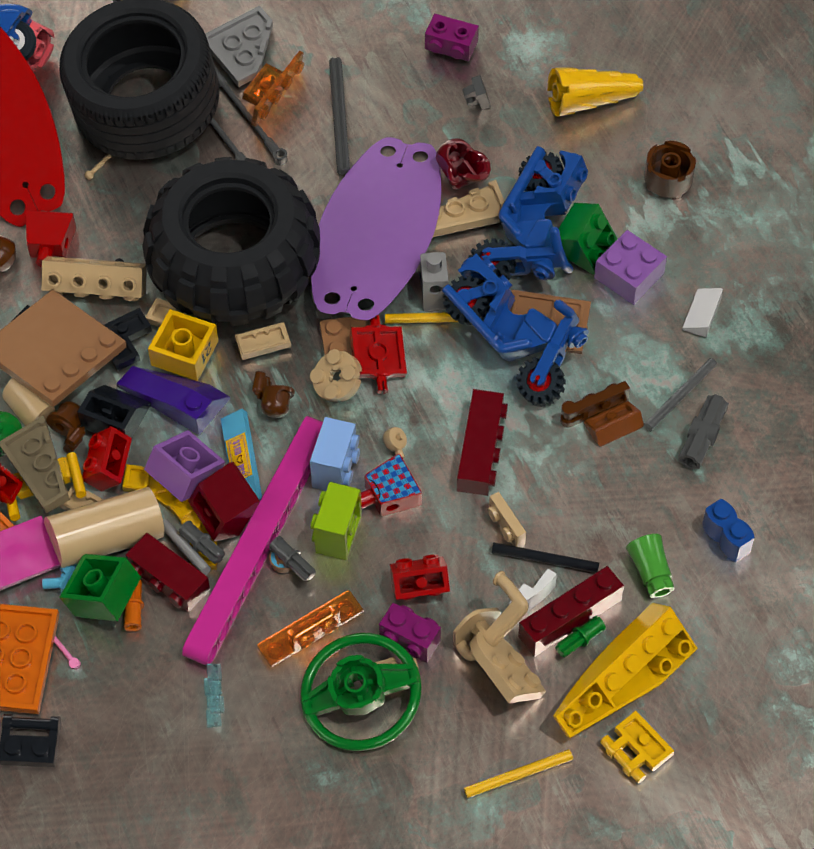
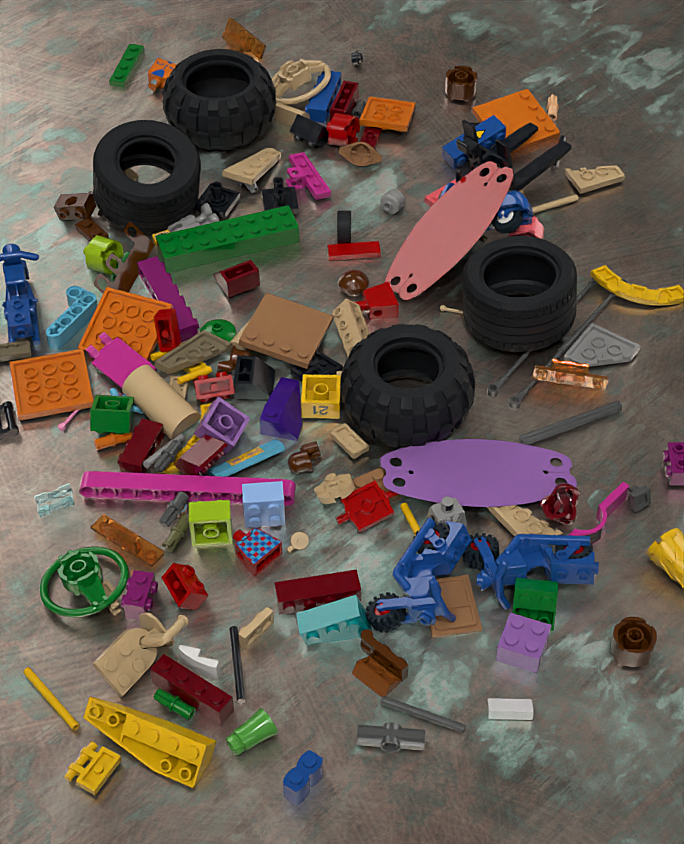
camera: 70 degrees right, 10 degrees down
(325, 567) = (176, 533): none -> olive axle
(489, 134) = (605, 508): none -> dark pink piece
(535, 437) = (333, 621): none -> teal wedge

